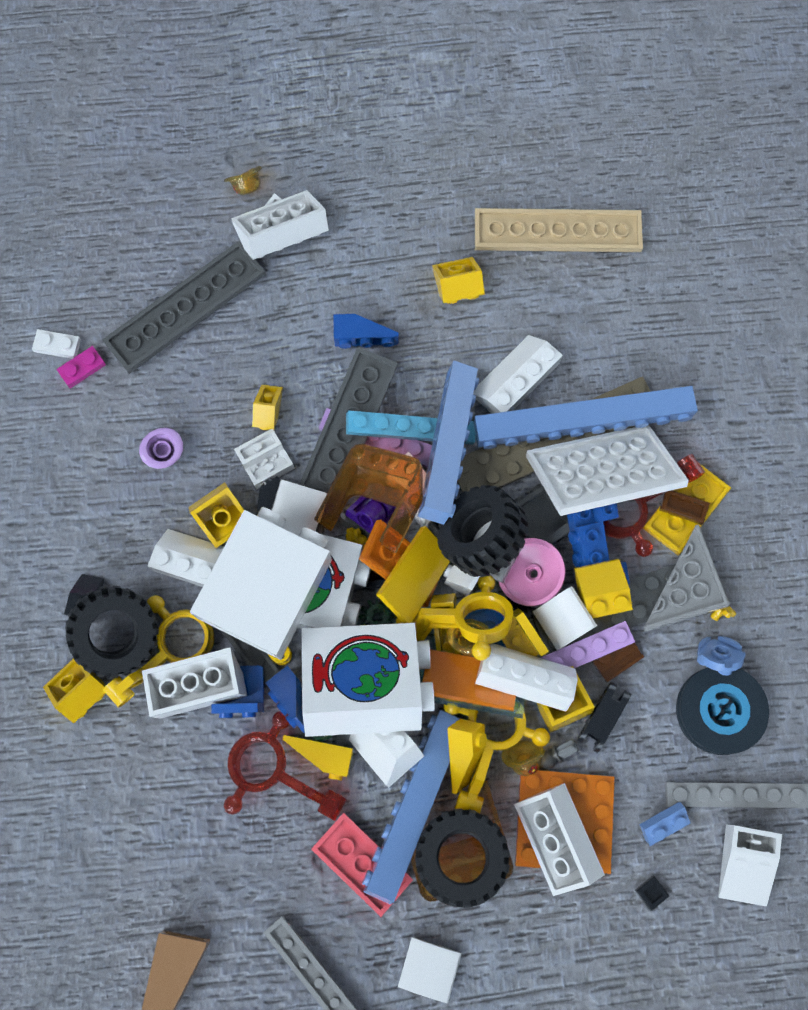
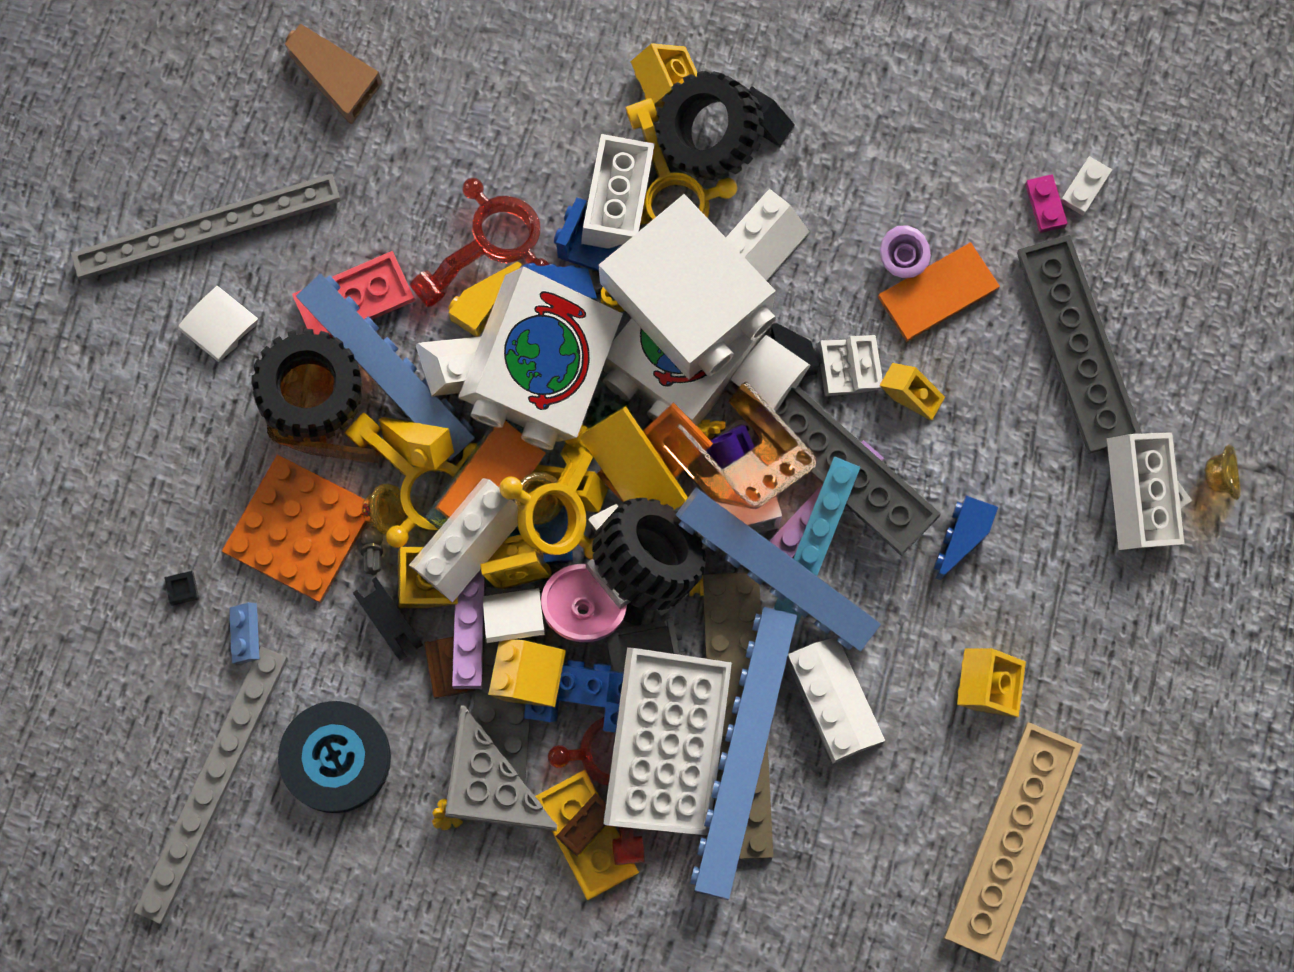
camera: 115 degrees right, 0 degrees up
(173, 409) = (938, 292): none -> orange tile
(217, 514) = (801, 289): yellow slope -> none
(559, 840) = (280, 506): white slope -> none
(710, 654) = (382, 776): medium blue plate -> none
(749, 864) = (160, 704): white slope -> none

